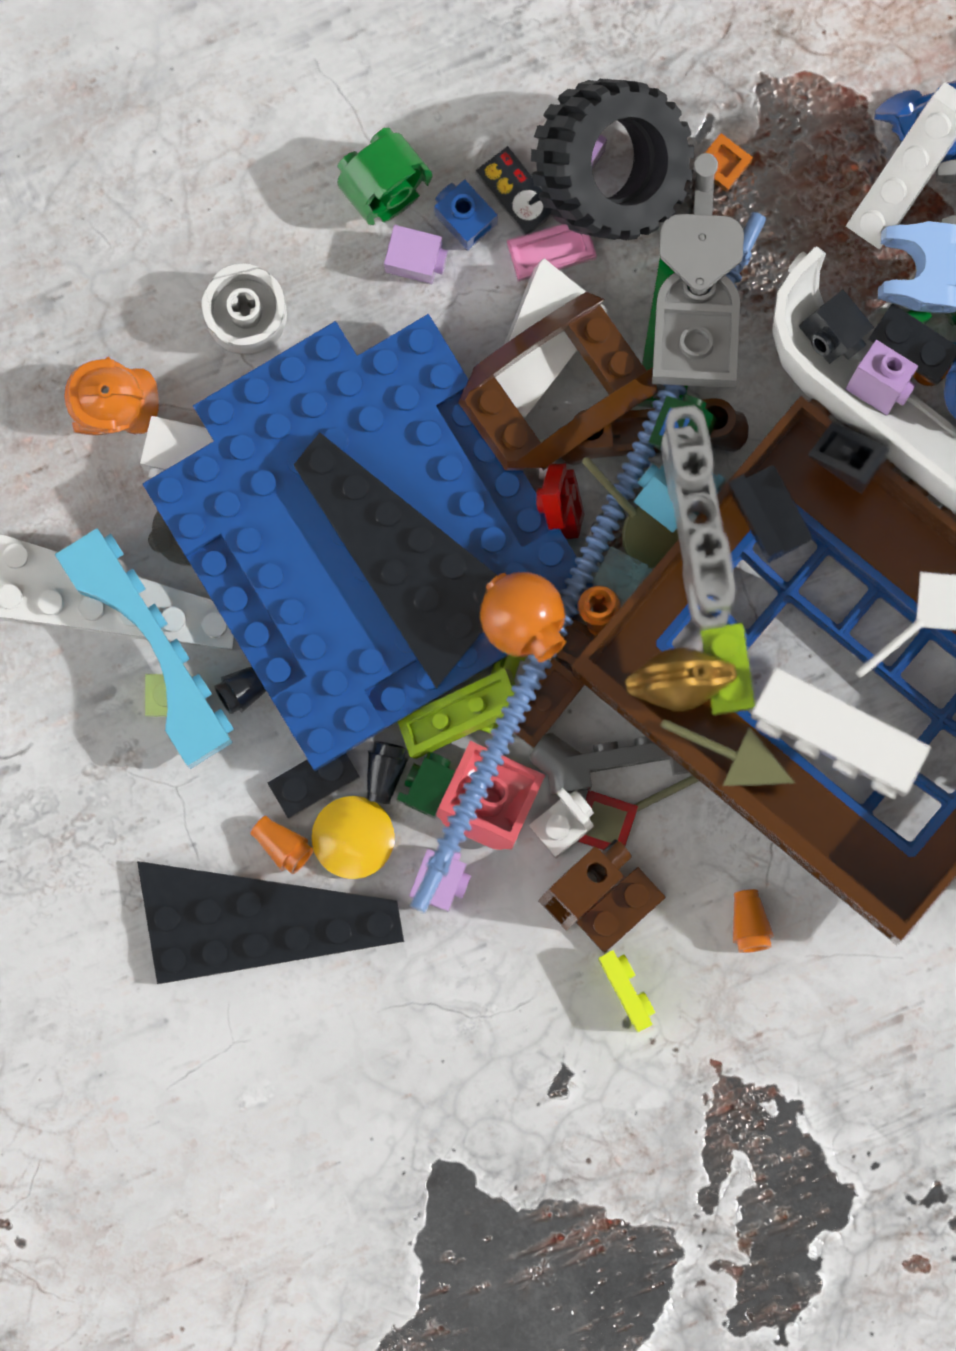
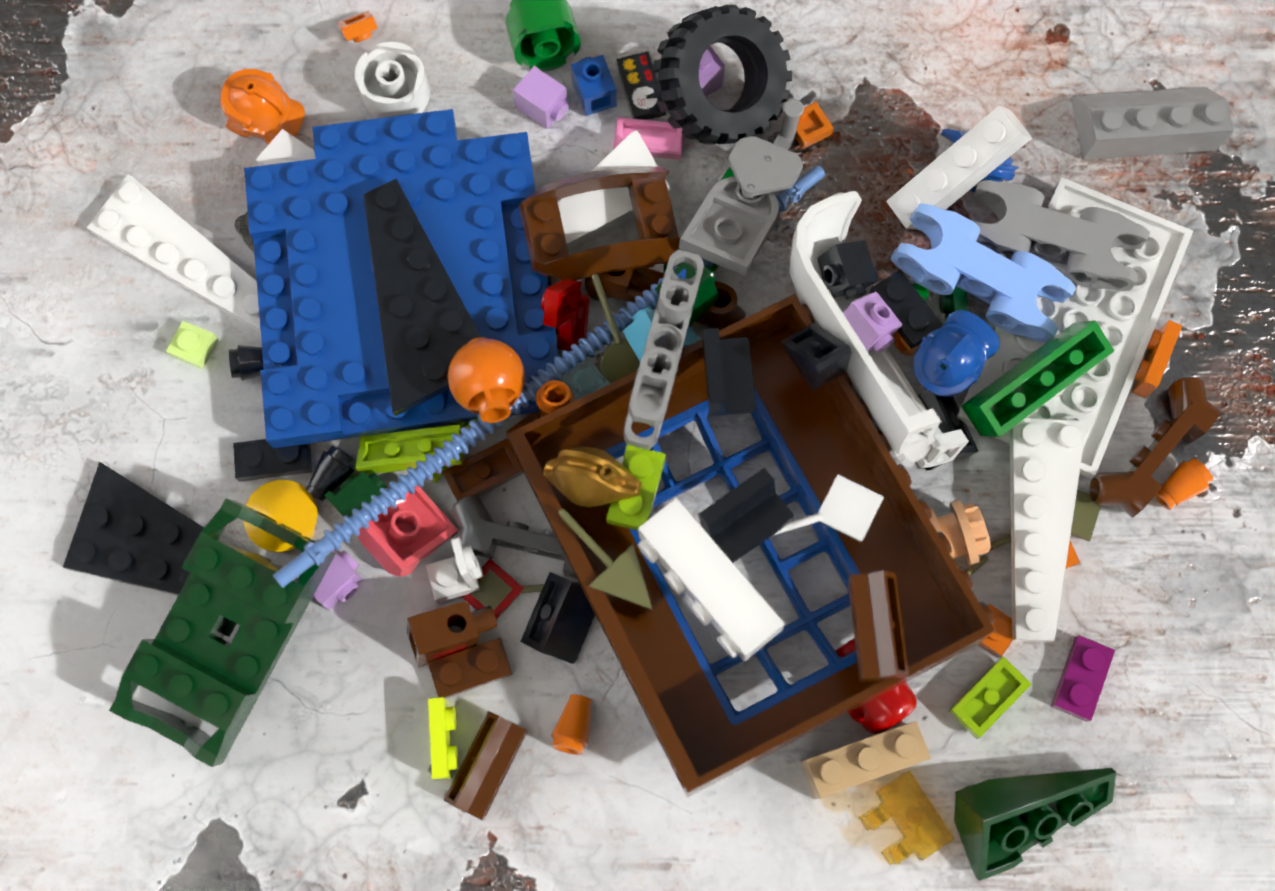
camera: 20 degrees right, 10 degrees down
(167, 252) = (358, 27): none -> orange plate
(190, 721) = (191, 362): medium azure arch -> none
(283, 845) = (216, 490): orange cone -> none
(366, 1023) = (192, 660): none -> dark green piece
(680, 997) = (485, 765): none -> reddish brown piece
(689, 823) = (559, 619): none -> black panel
(850, 655) = (746, 516): none -> black panel

